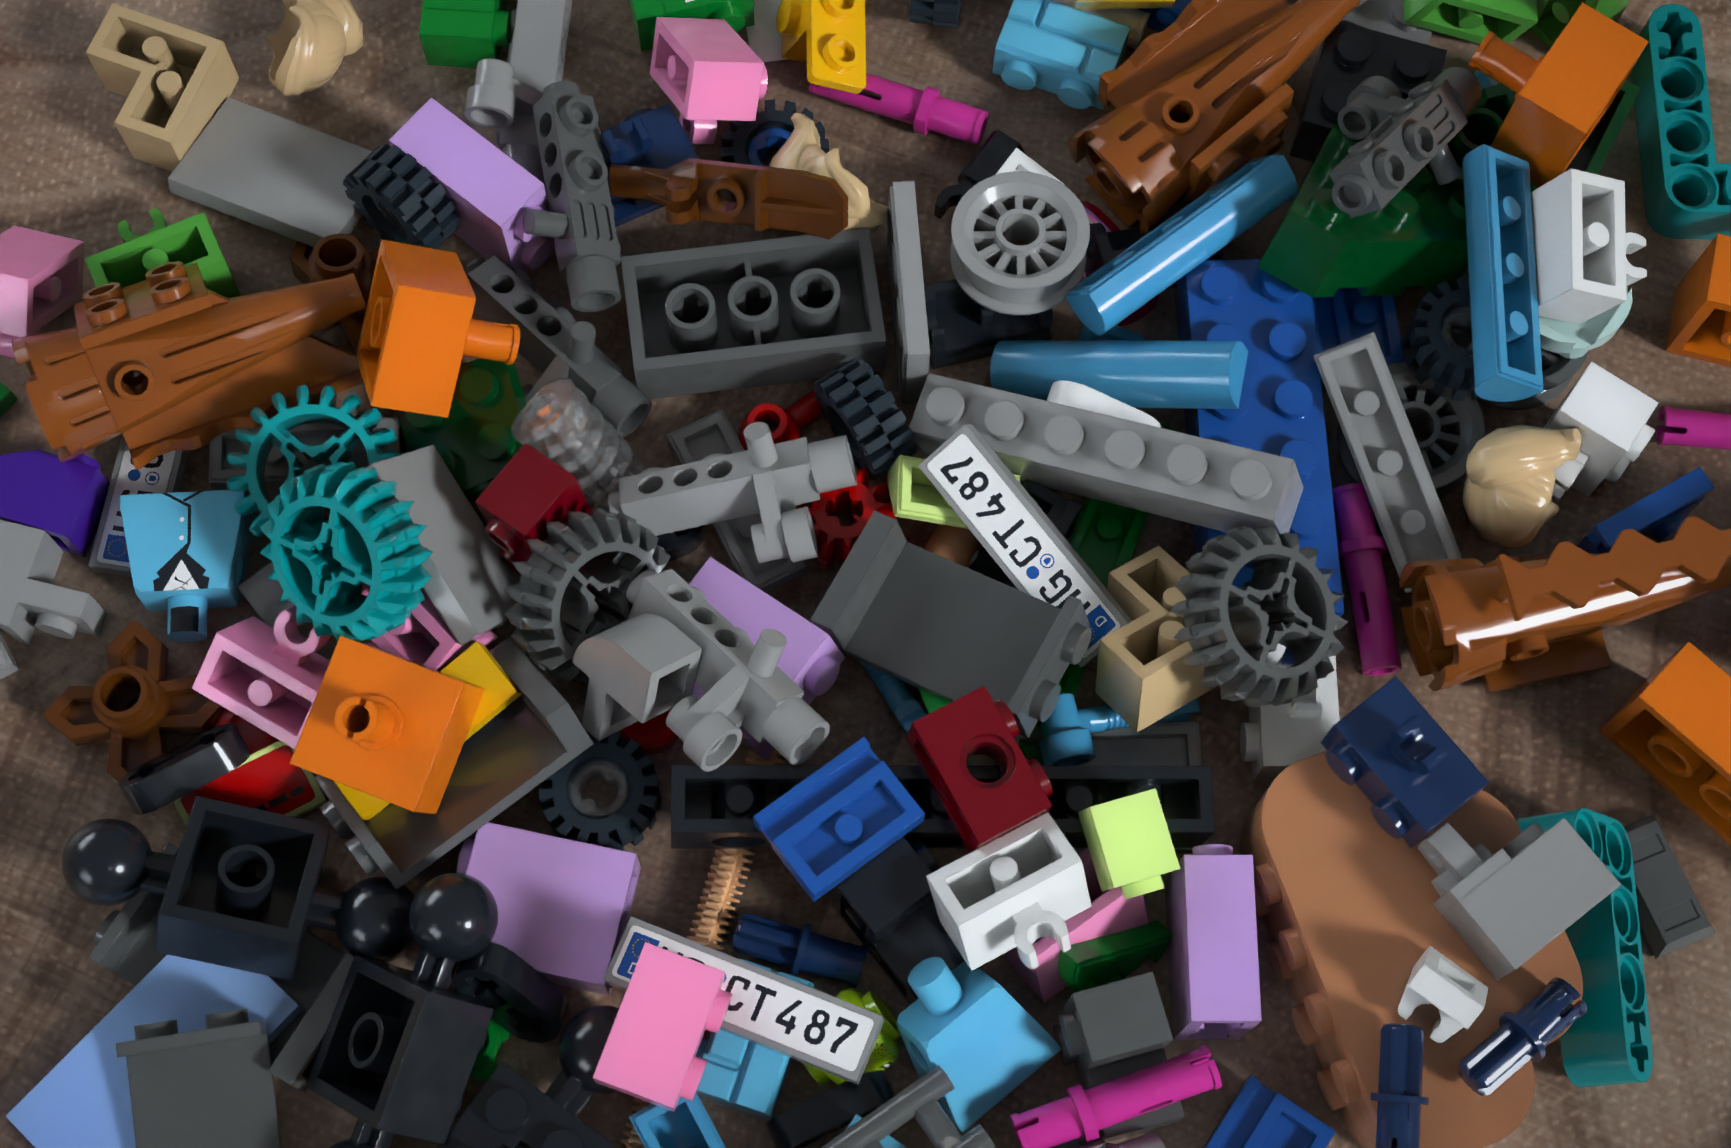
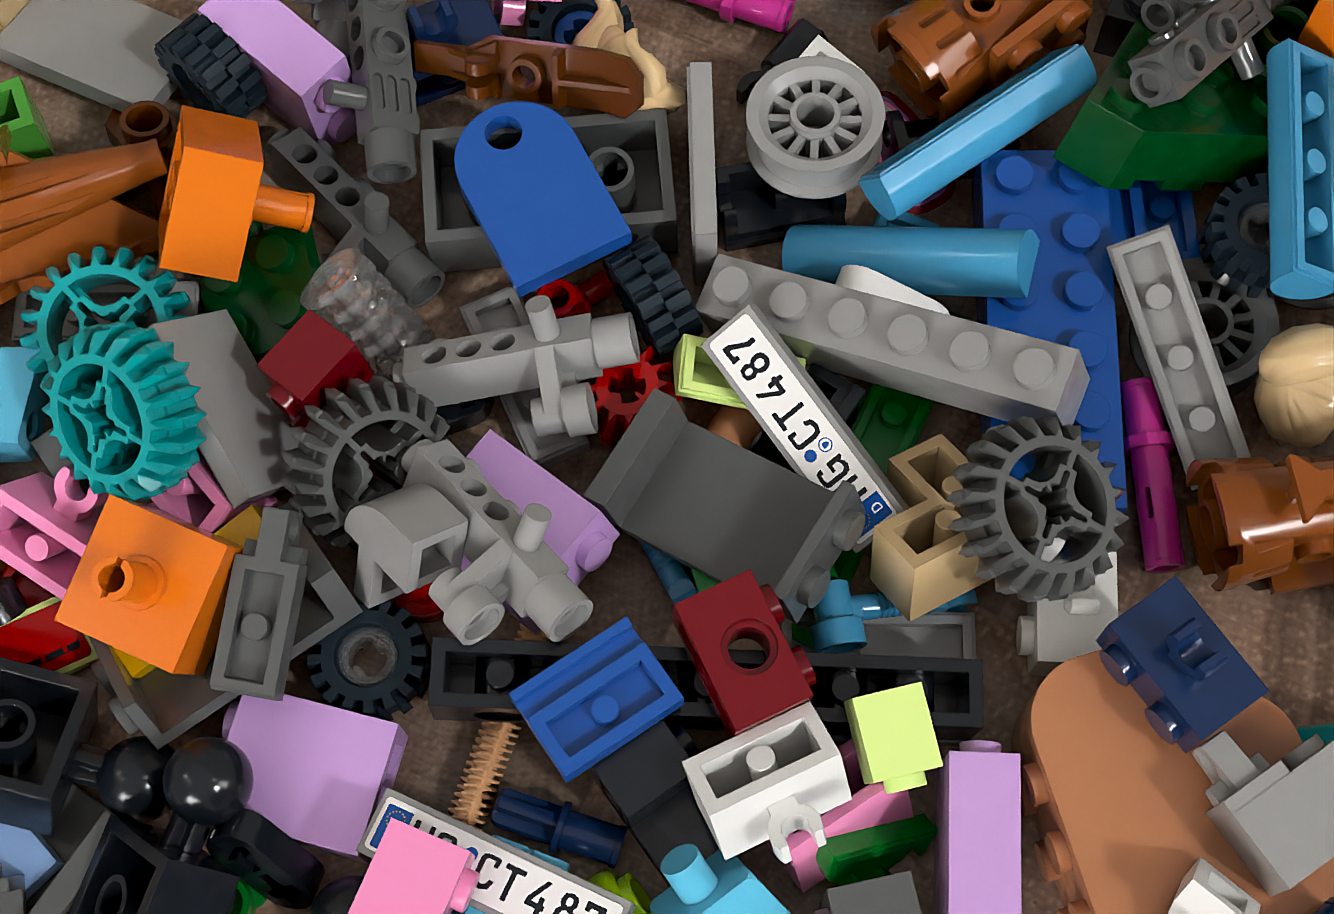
camera: 10 degrees right, 0 degrees up
(497, 745) = (262, 609): none -> dark grey hinge
(747, 323) = (538, 199): none -> blue tile

